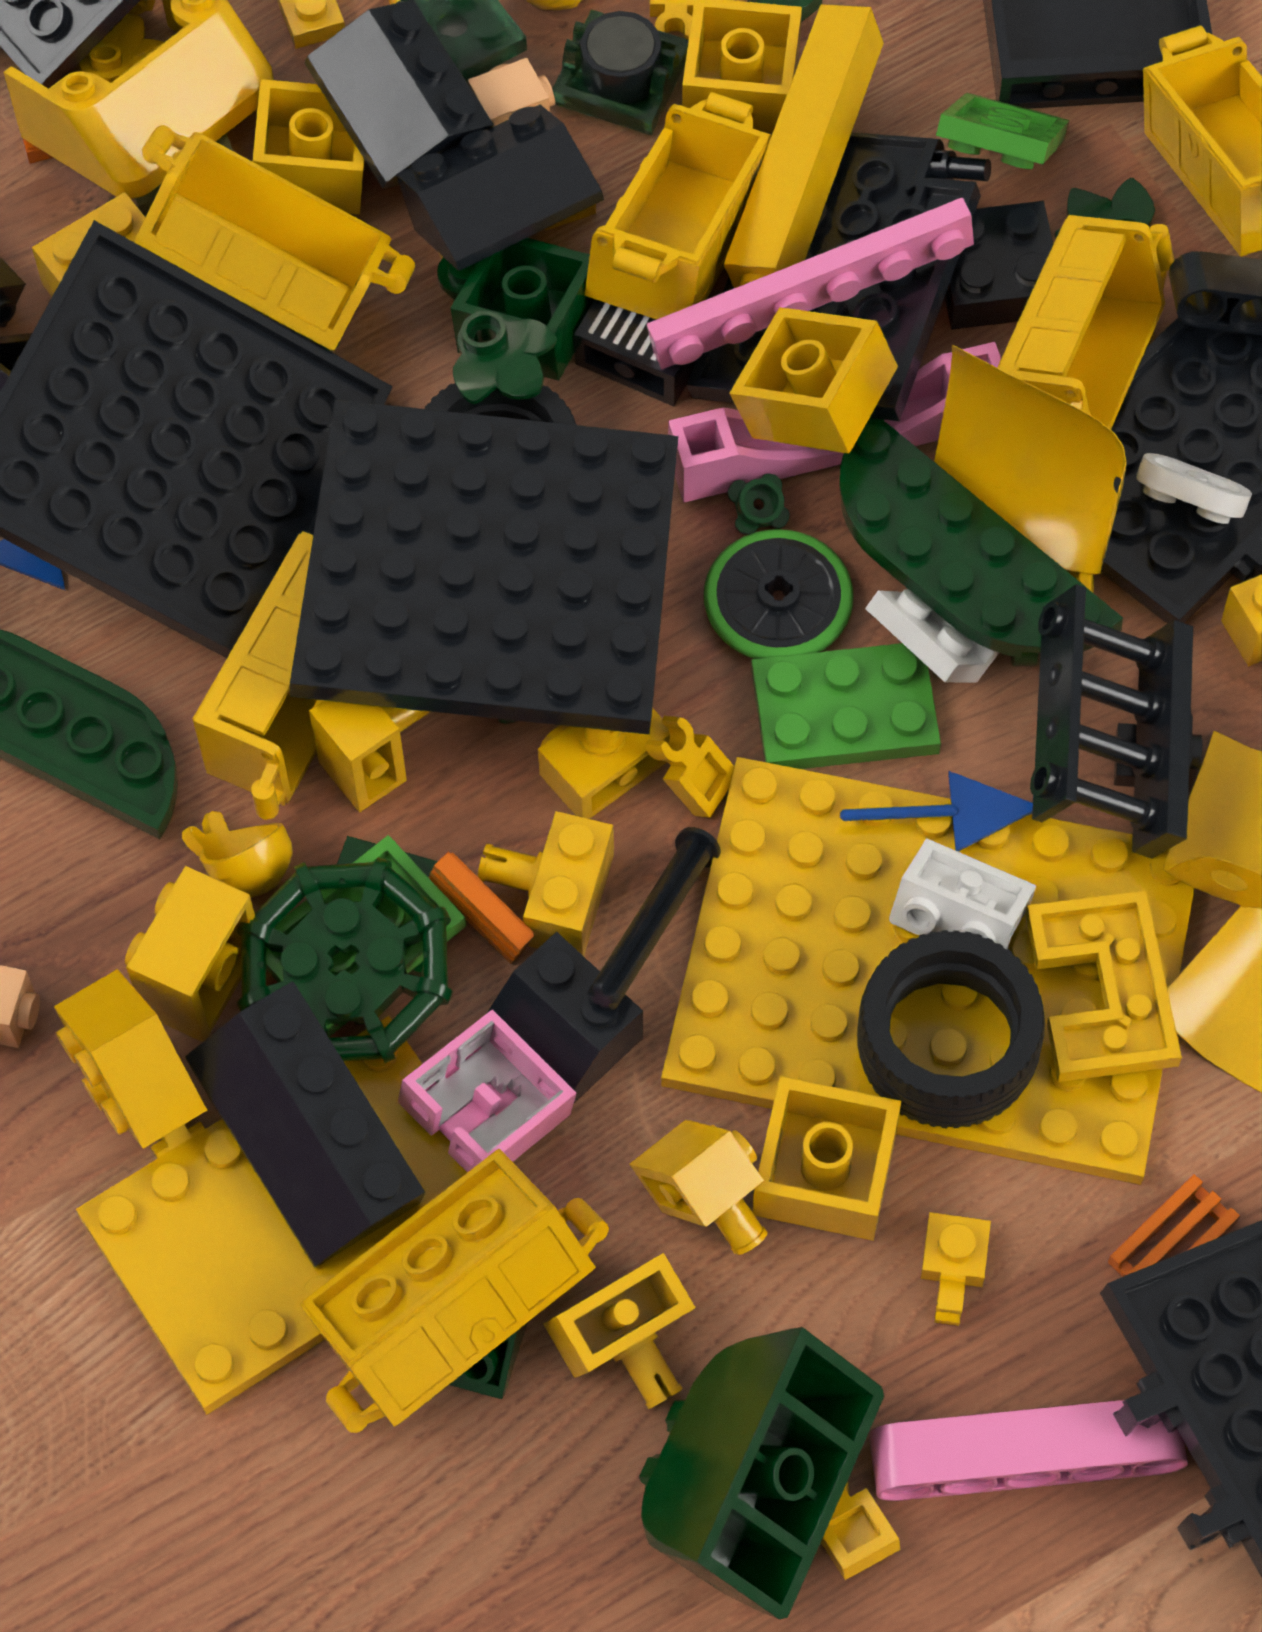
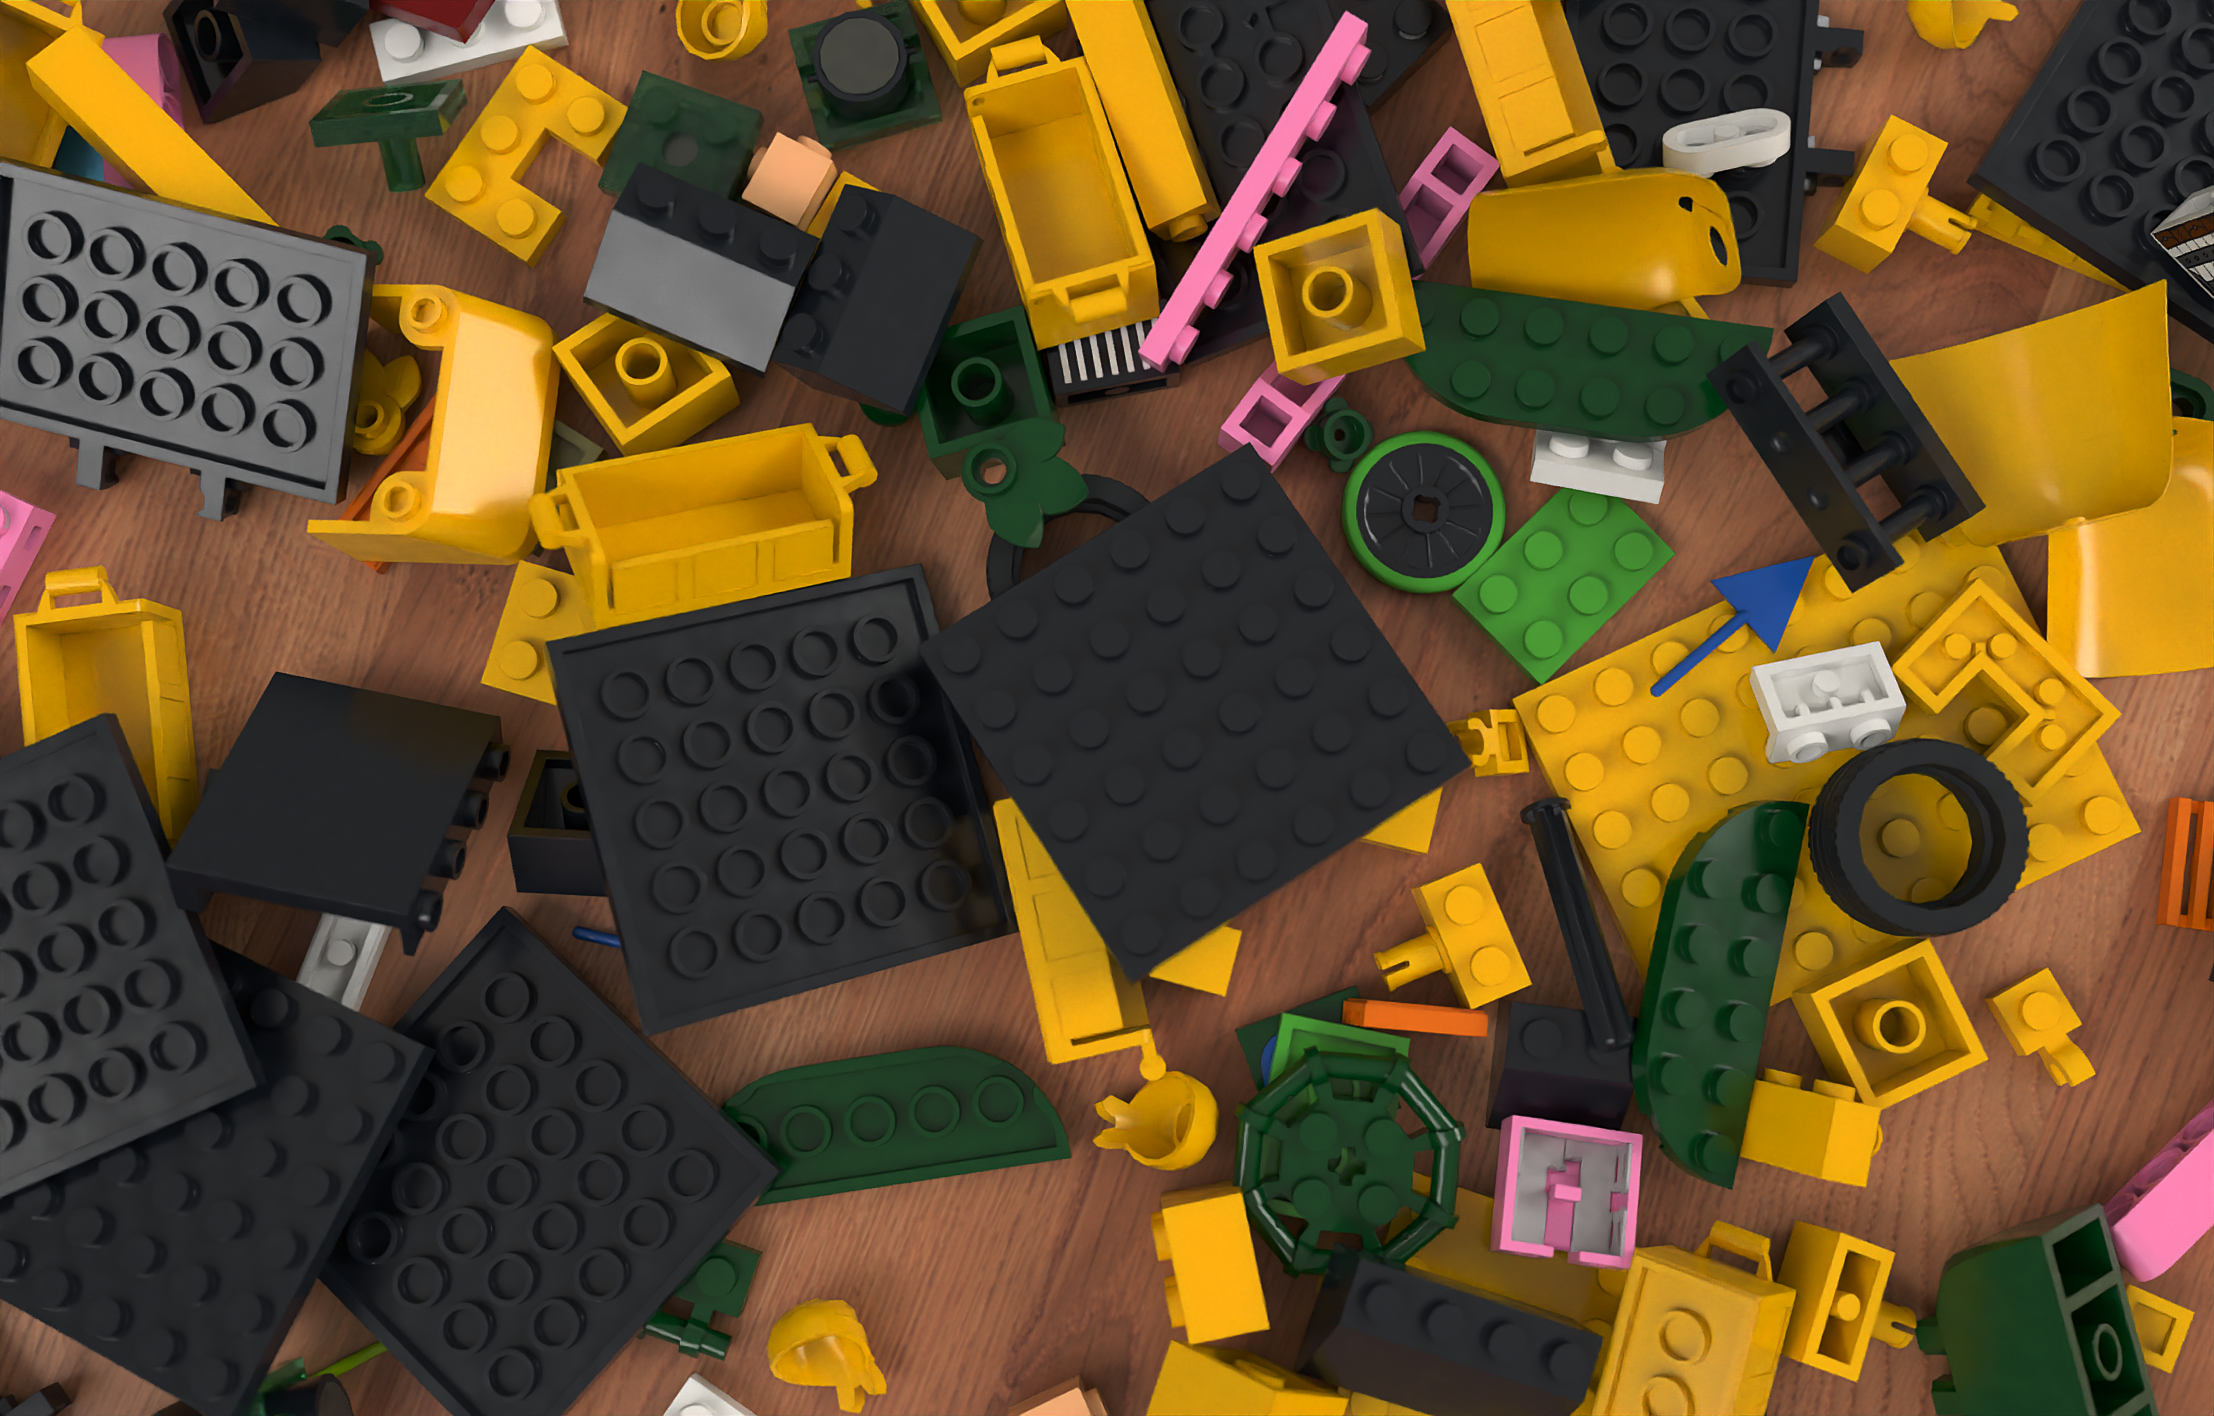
camera: 35 degrees left, 20 degrees up
(715, 1028) = (1715, 984): none -> dark green plate

